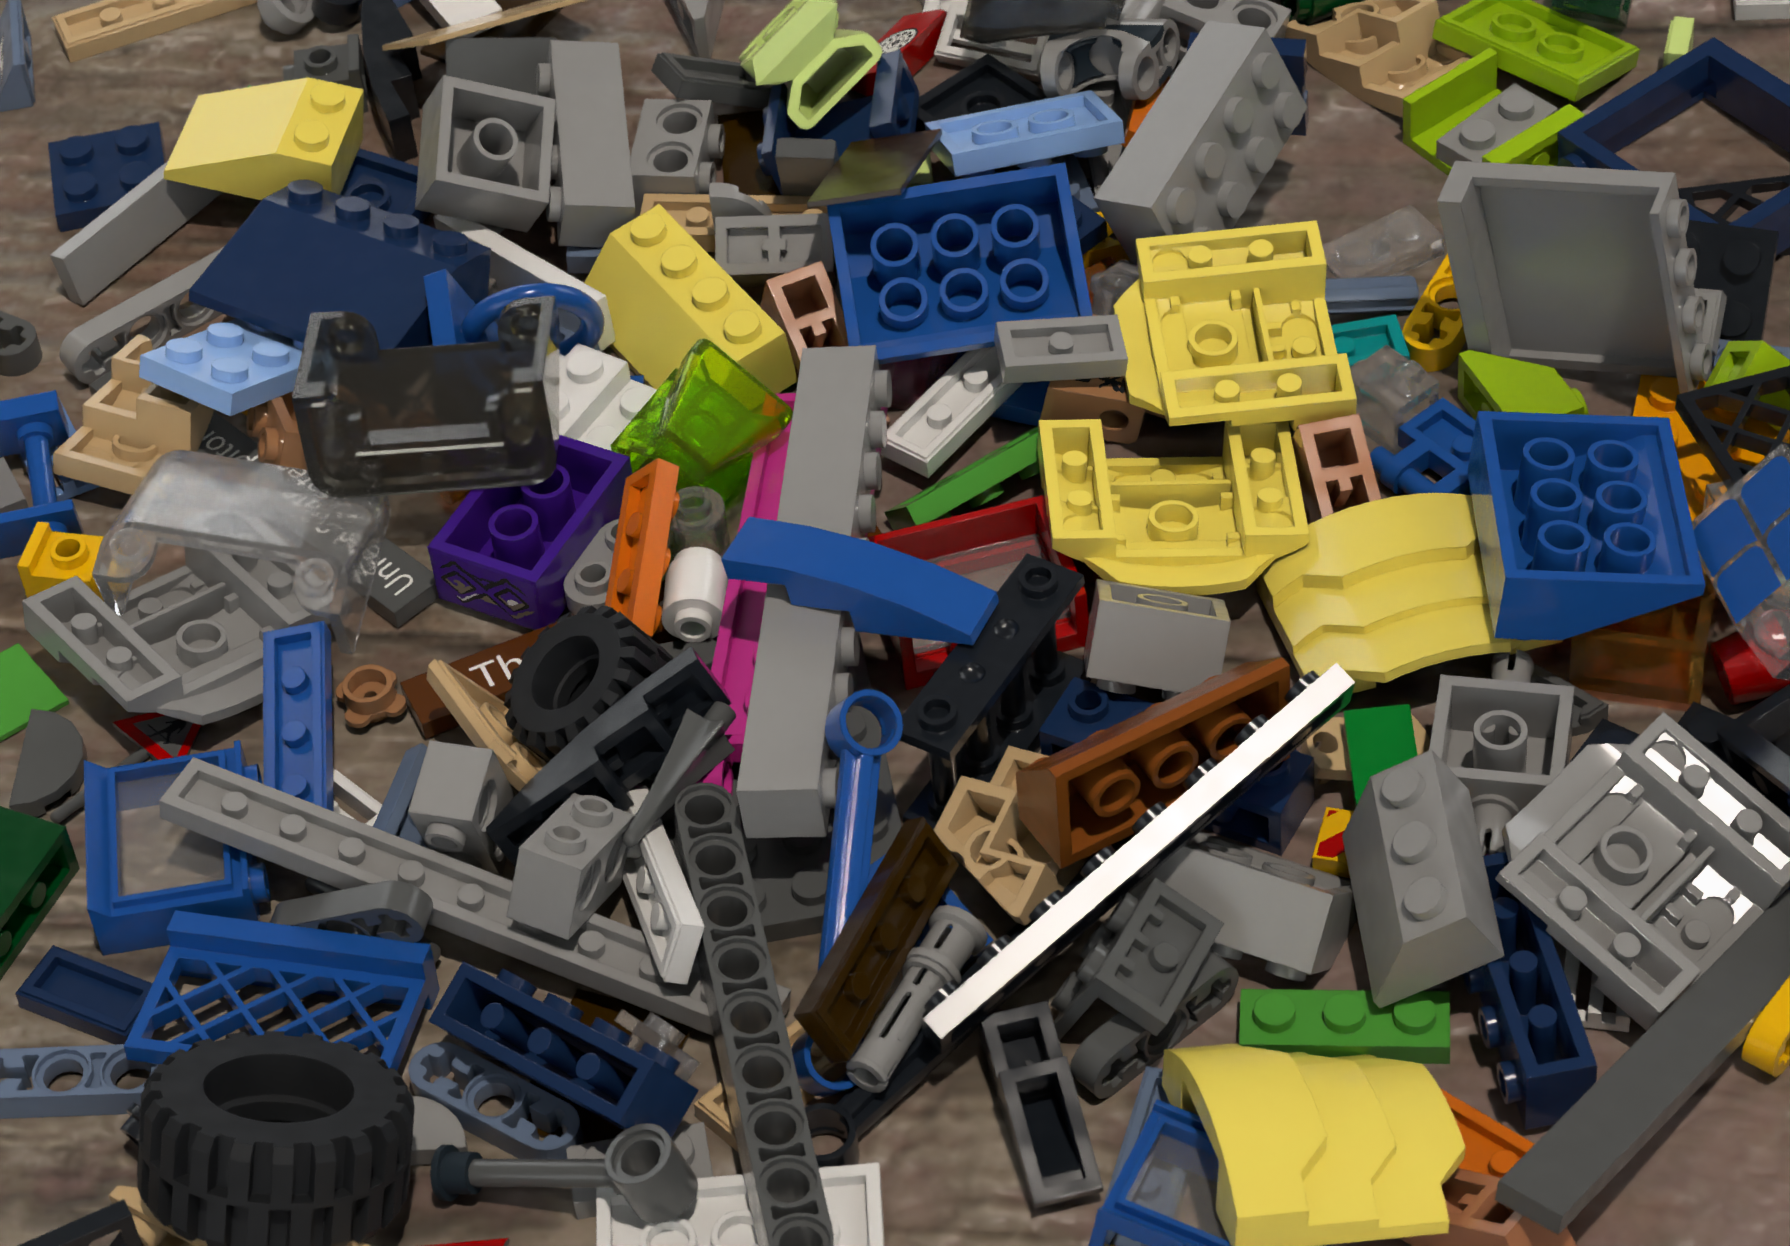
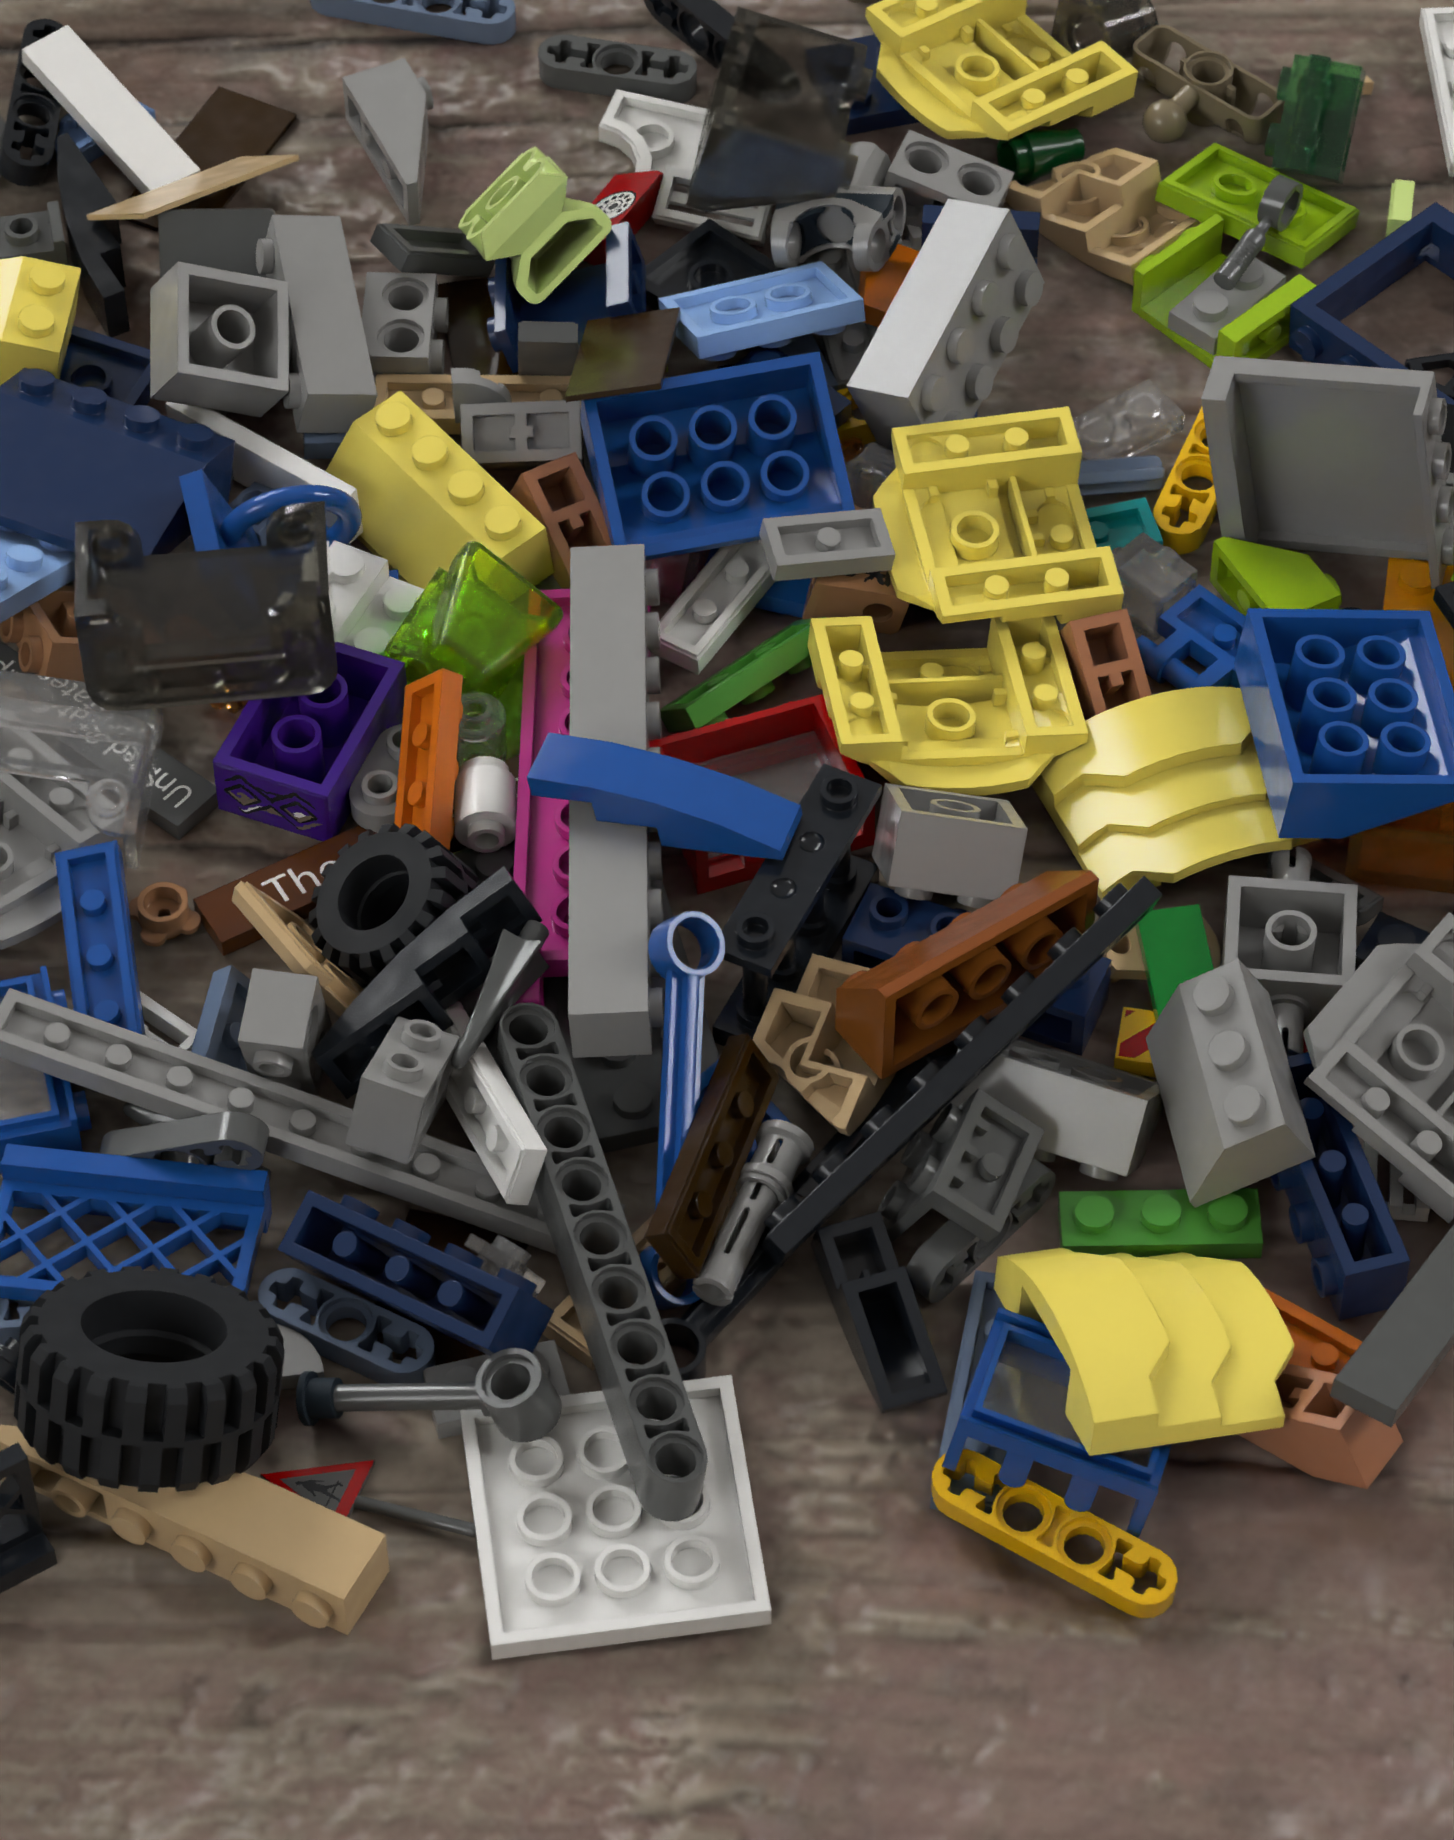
camera: 10 degrees left, 5 degrees up
(1549, 42) = (1275, 211): none -> dark grey piece

